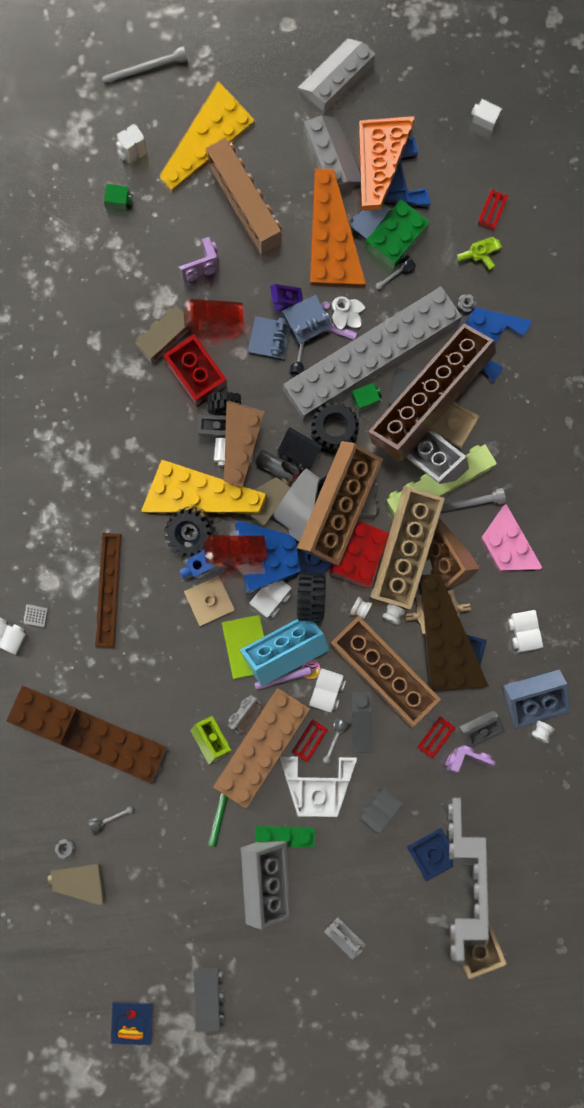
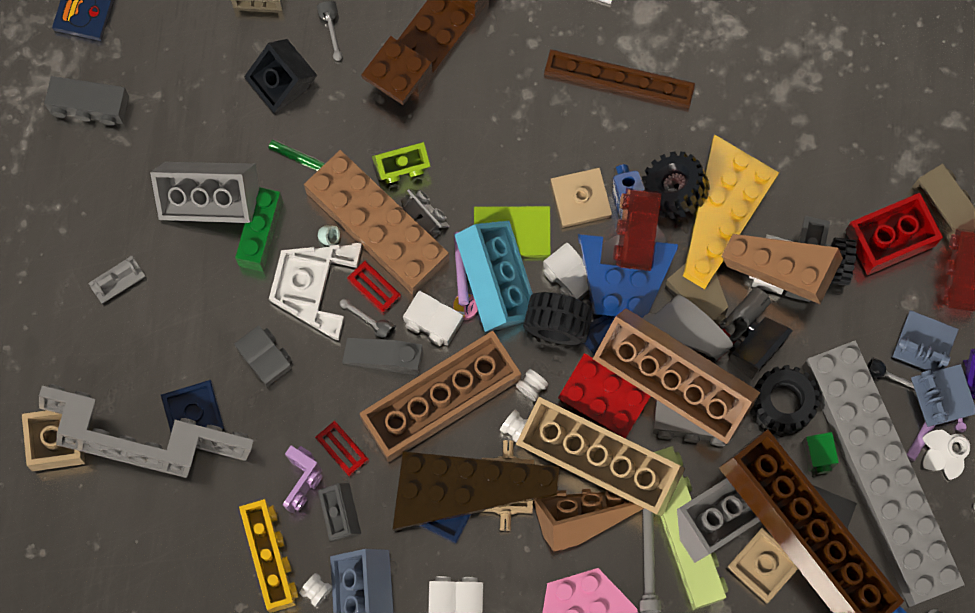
camera: 105 degrees right, 5 degrees down
(156, 850) = (280, 74): none -> black slope
(277, 783) = (329, 235): none -> light aqua hinge
(527, 772) = (267, 555): none -> yellow brick

